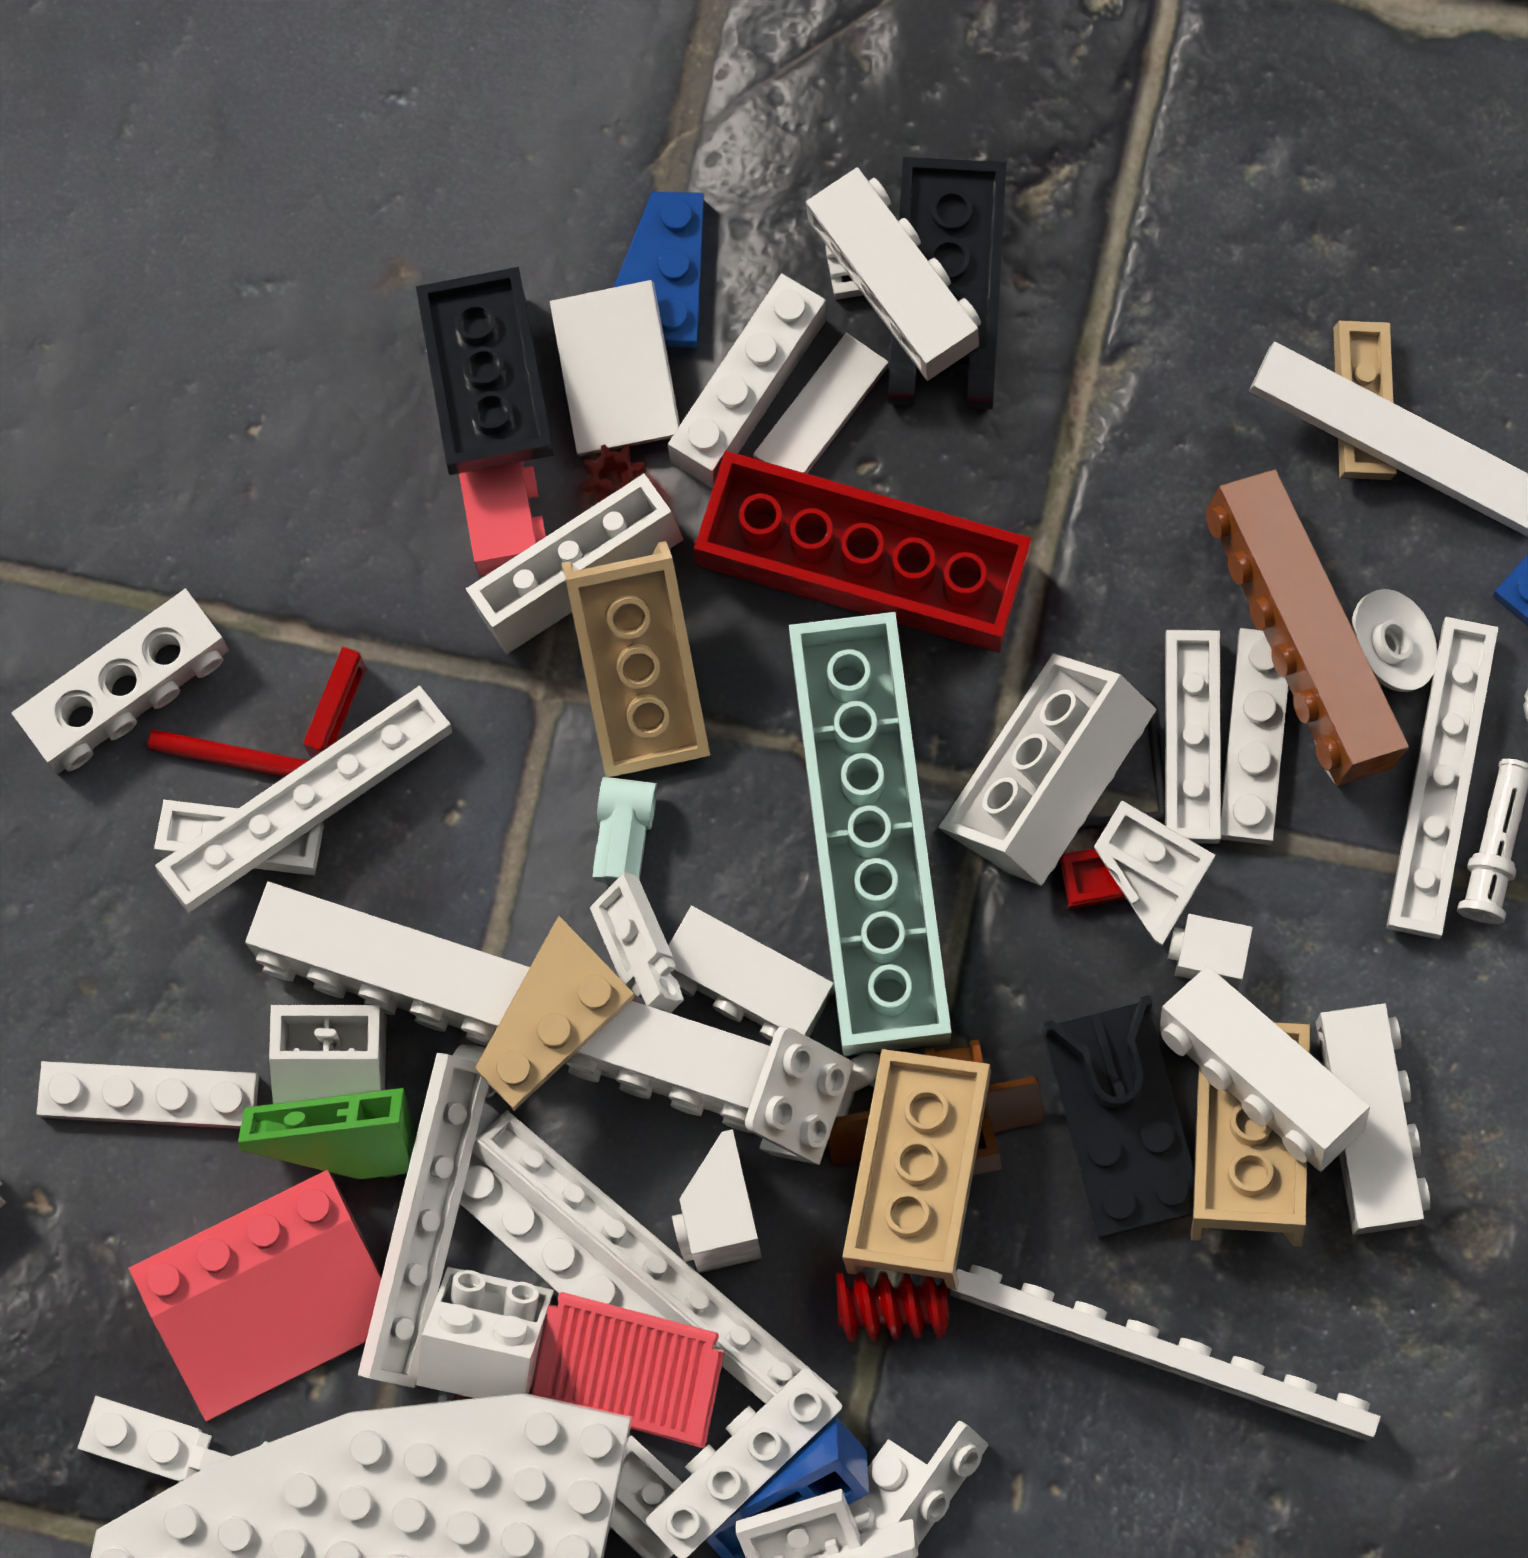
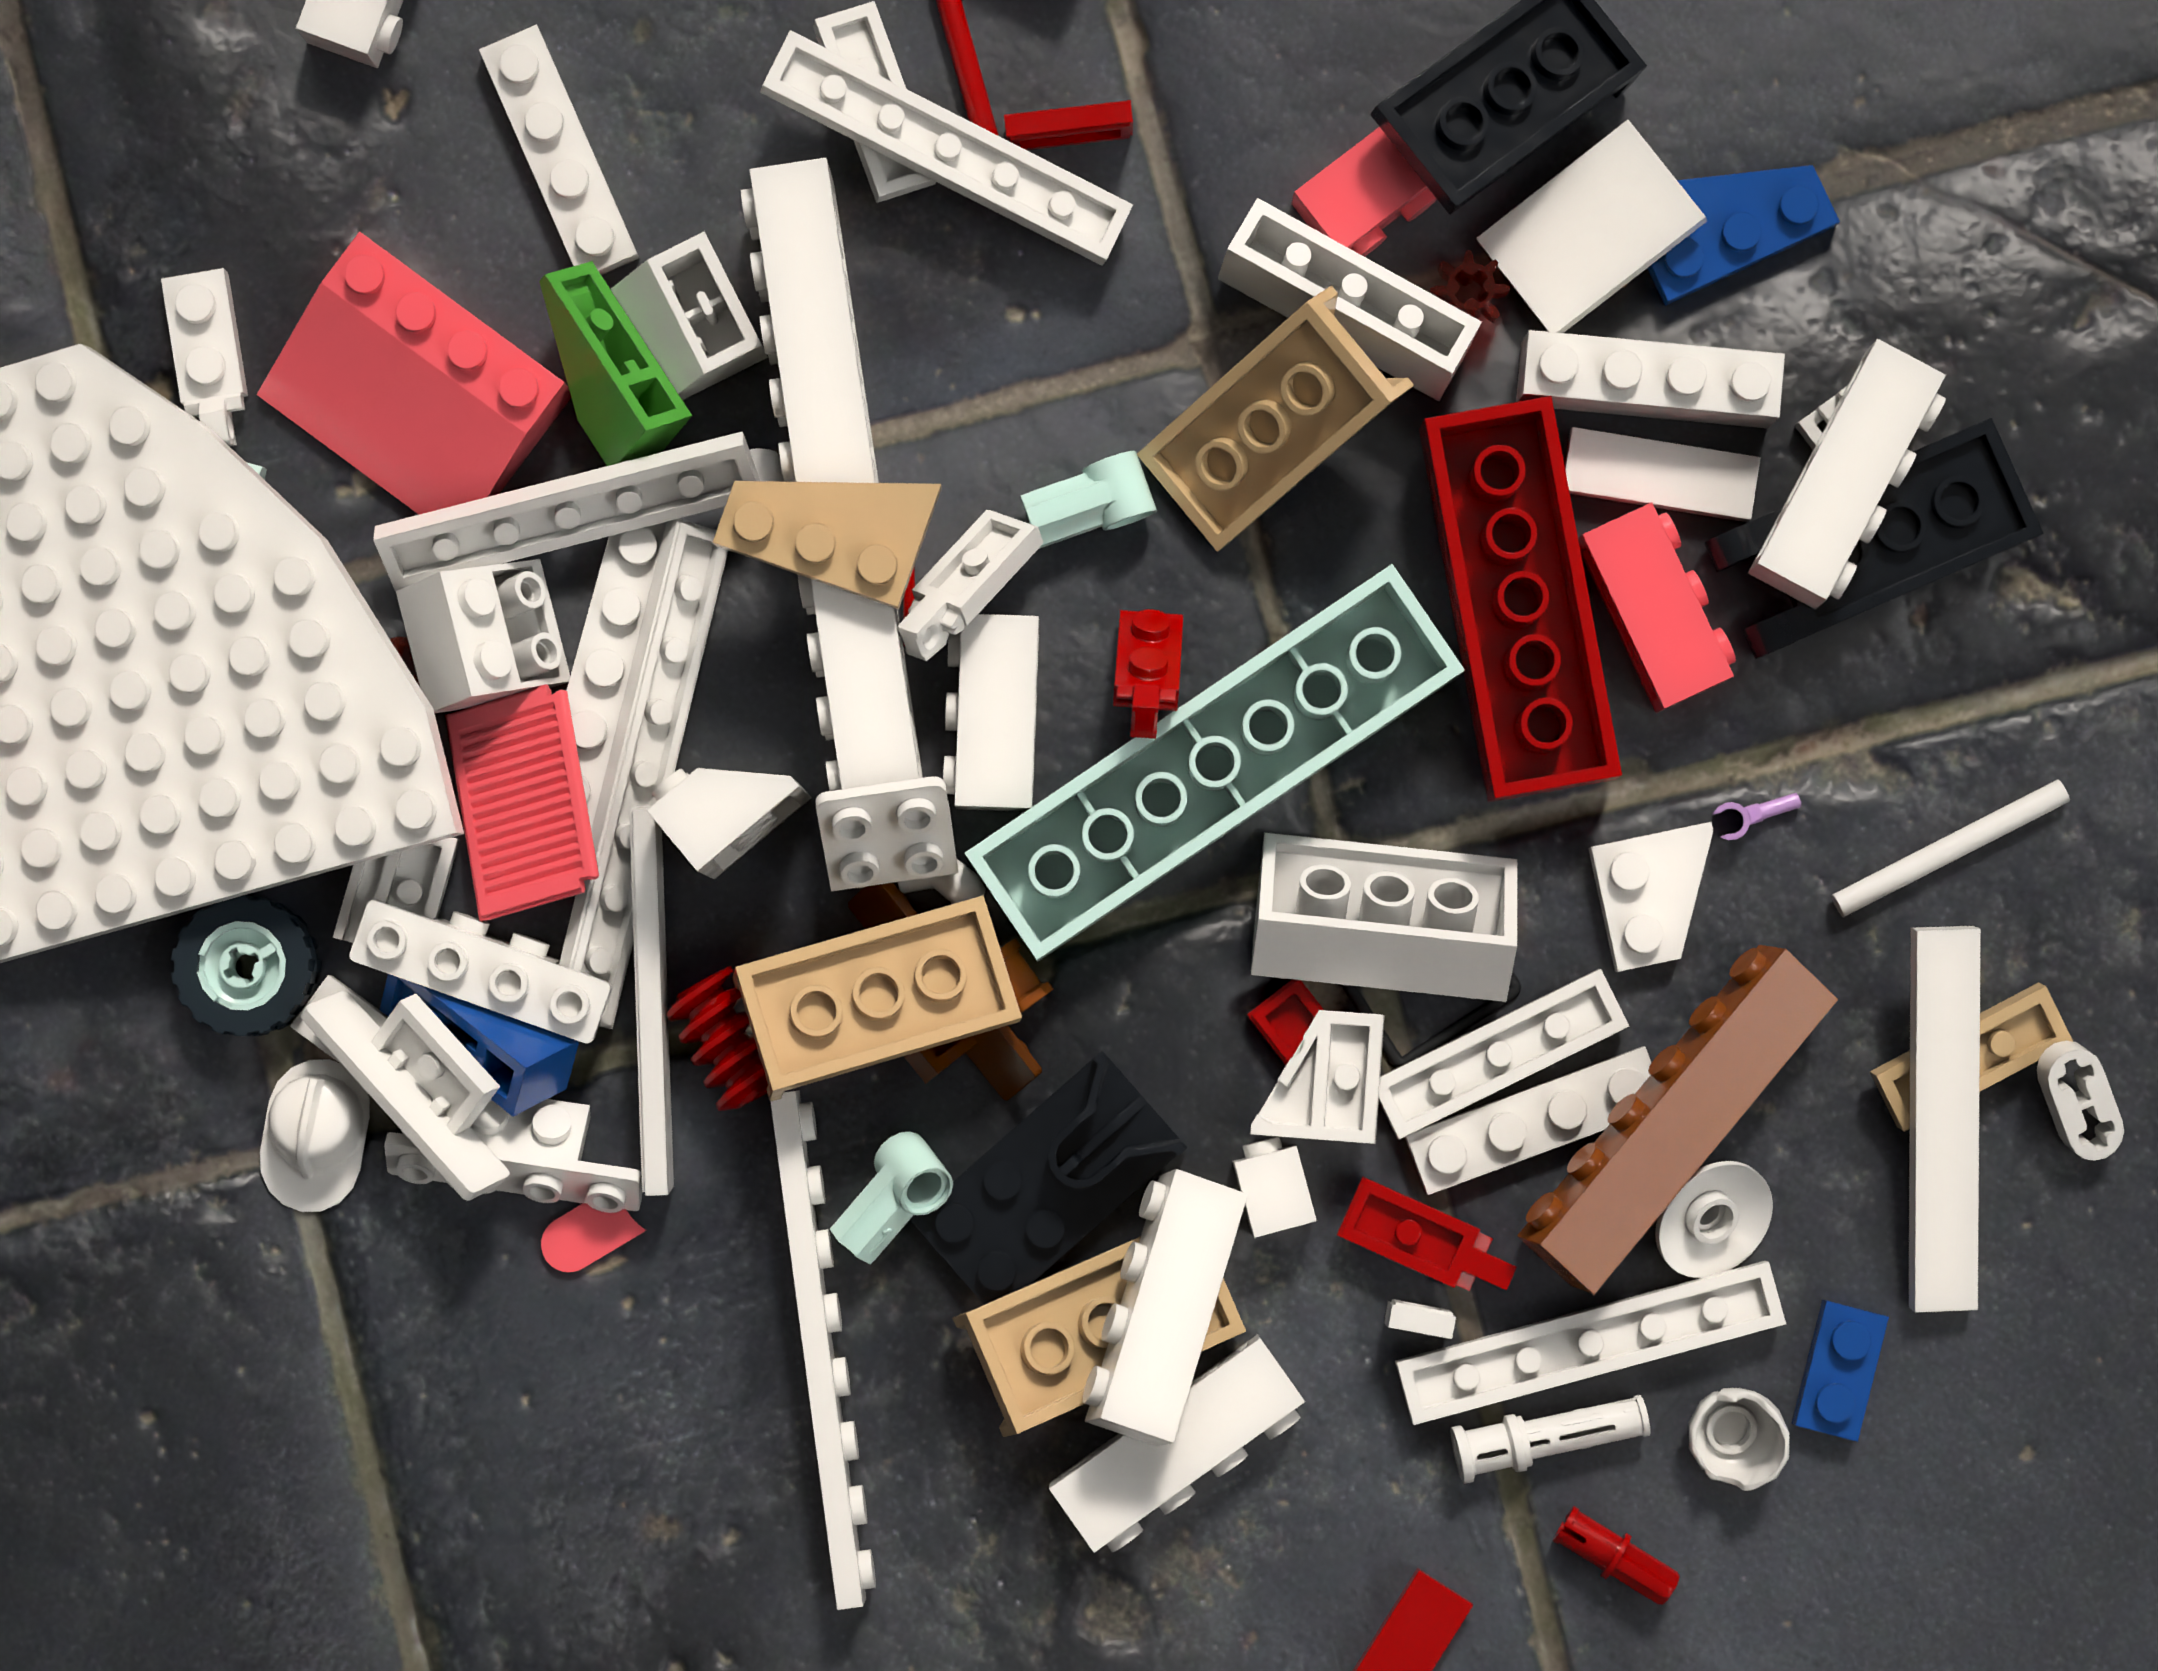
camera: 60 degrees right, 10 degrees up
(771, 844) = (1148, 667): none -> red hinge
(832, 1345) = (651, 1003): none -> white tile
(920, 458) = (1657, 606): none -> coral brick
(987, 1495) = (586, 1236): none -> coral piece
(1070, 1224) = (906, 1184): none -> light aqua piece
(1106, 464) = (1757, 812): none -> lavender hand
(1127, 570) = (1650, 892): none -> white wing
(1202, 342) = (1950, 848): none -> white bar
(1303, 861) = (1421, 1238): none -> red hinge
(1363, 891) = (1420, 1318): none -> white tile
(1436, 328) = (2093, 1096): none -> white beam

